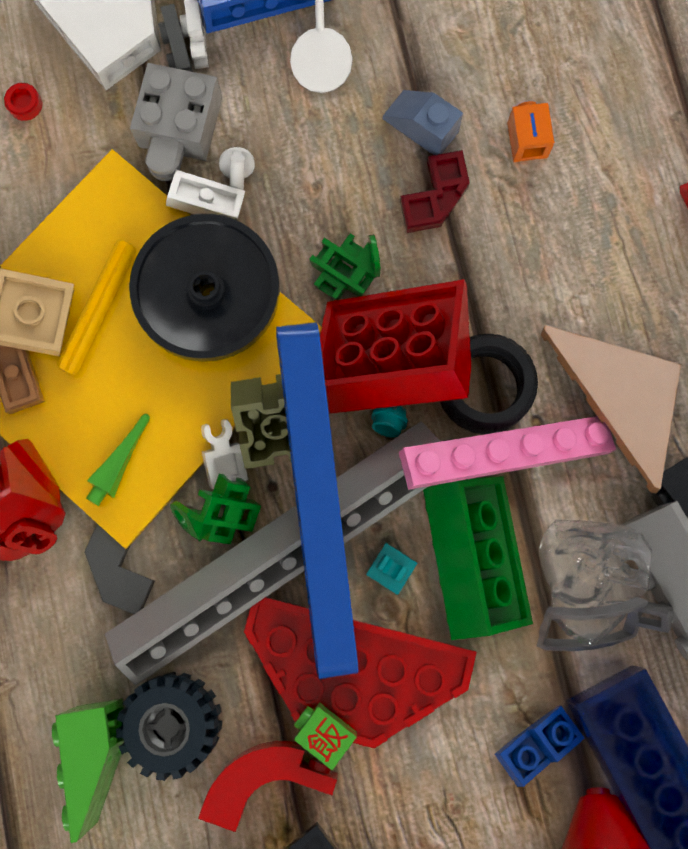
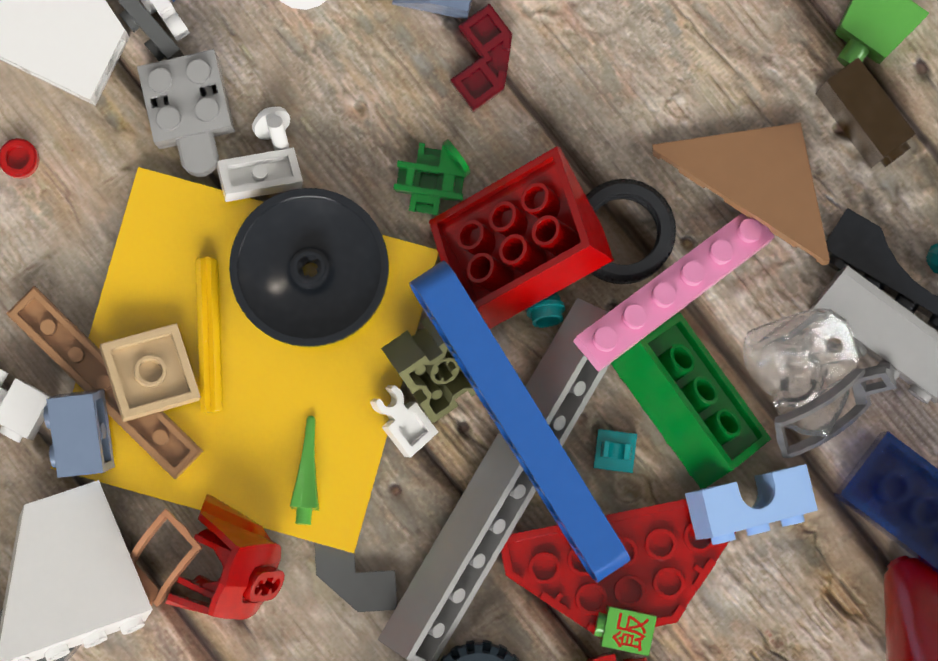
camera: 30 degrees left, 5 degrees up
(205, 522) = (422, 492): green piece -> none
(460, 669) = (781, 496): none -> light blue arch
(539, 745) = (827, 548): blue slope -> none

